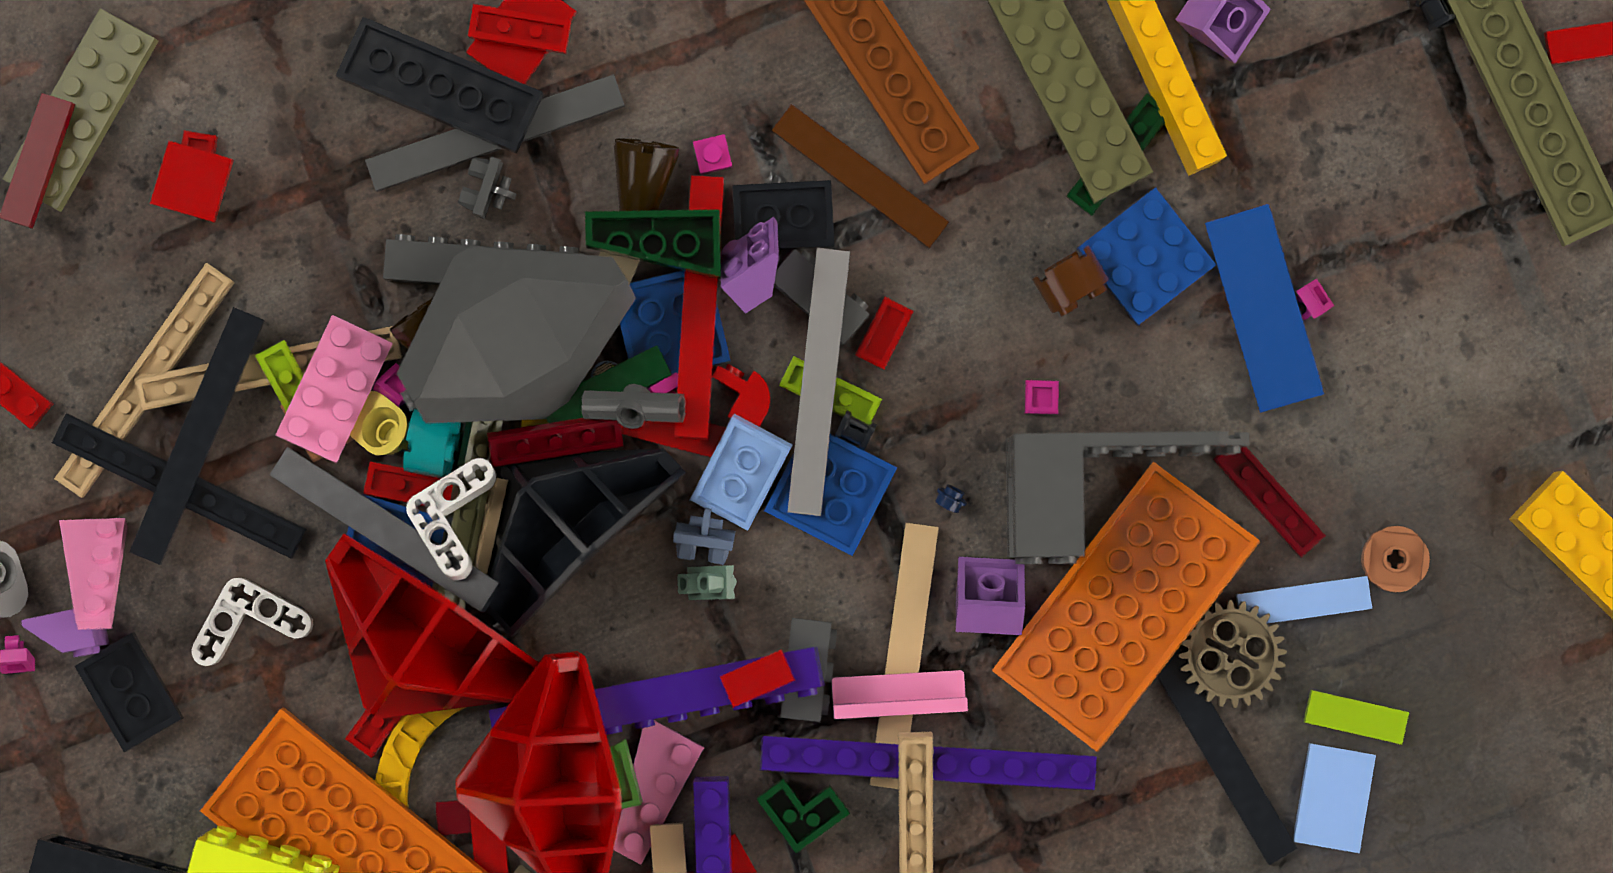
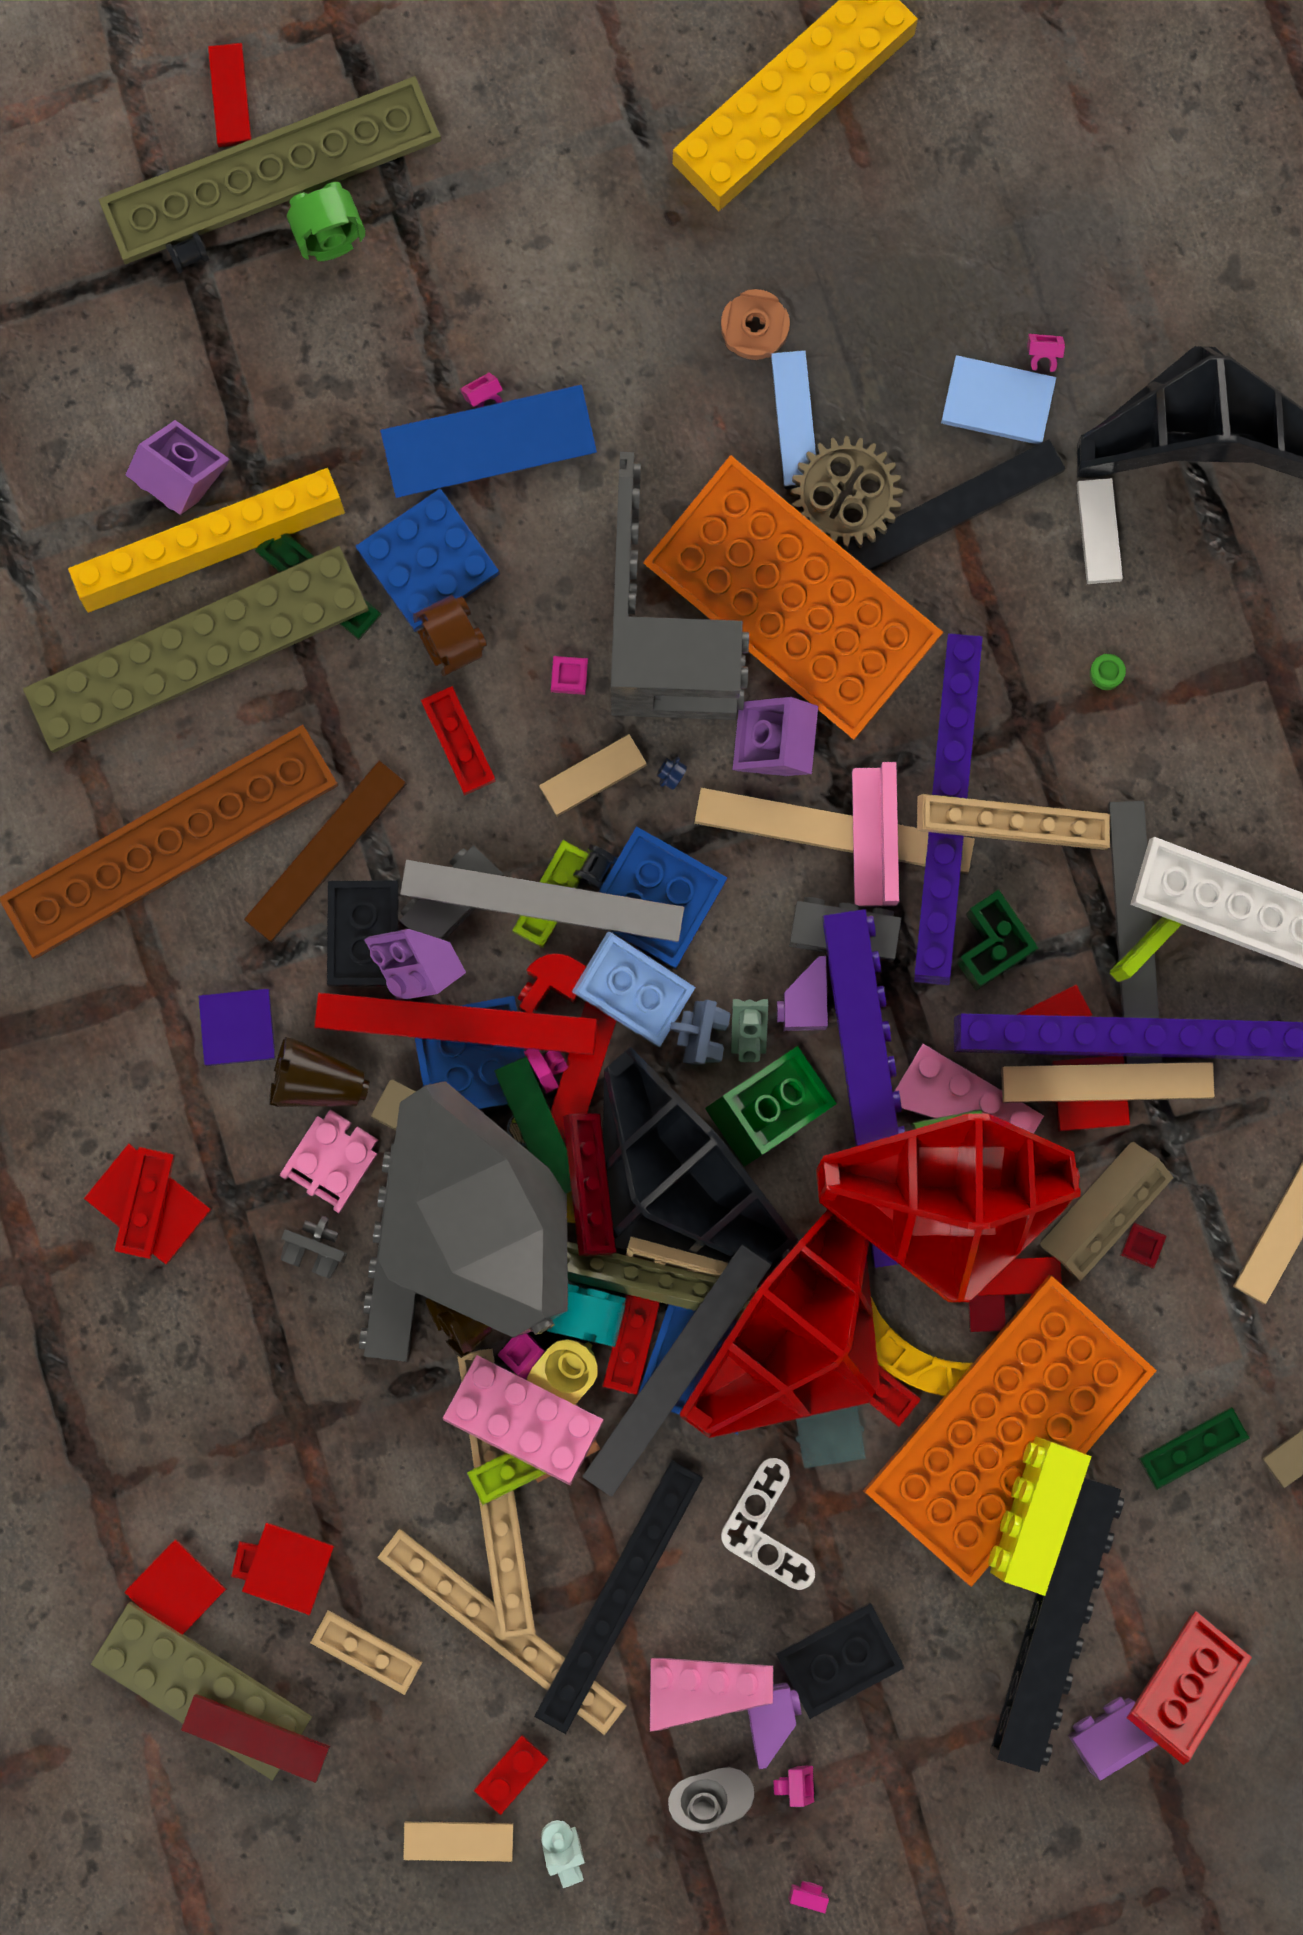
camera: 90 degrees left, 5 degrees down
(121, 257) = (366, 1652): none -> tan tile
(171, 81) = (176, 1588): none -> red tile
(197, 436) = (566, 1572): black tile -> none
(331, 676) = (830, 1438): none -> clear light blue piece
(439, 85) = (199, 1293): black plate -> none
(440, 508) = (657, 1304): white beam -> none
(458, 147) = (255, 1237): dark grey tile -> none
(569, 197) = (332, 1159): none -> bright pink plate
(633, 406) = (558, 1095): dark grey piece -> none
(637, 606) = (770, 1106): none -> green slope
(661, 237) = (381, 1050): dark green wedge -> none
(690, 104) = (237, 1027): none -> dark purple tile
(712, 154) = (292, 1006): dark pink plate -> none
(739, 635) = (806, 1000): none -> medium lavender slope
(757, 678) = (854, 975): red tile -> none
(884, 333) = (493, 834): red tile -> none
(945, 424) = (592, 775): none -> tan tile
(972, 295) = (458, 740): none -> red plate
(1271, 500) = (690, 446): dark red tile -> none
(1356, 717) = (916, 373): lime tile -> none
(1389, 841) = (1045, 346): none -> dark pink tile
(1471, 139) = (325, 222): none -> bright green brick

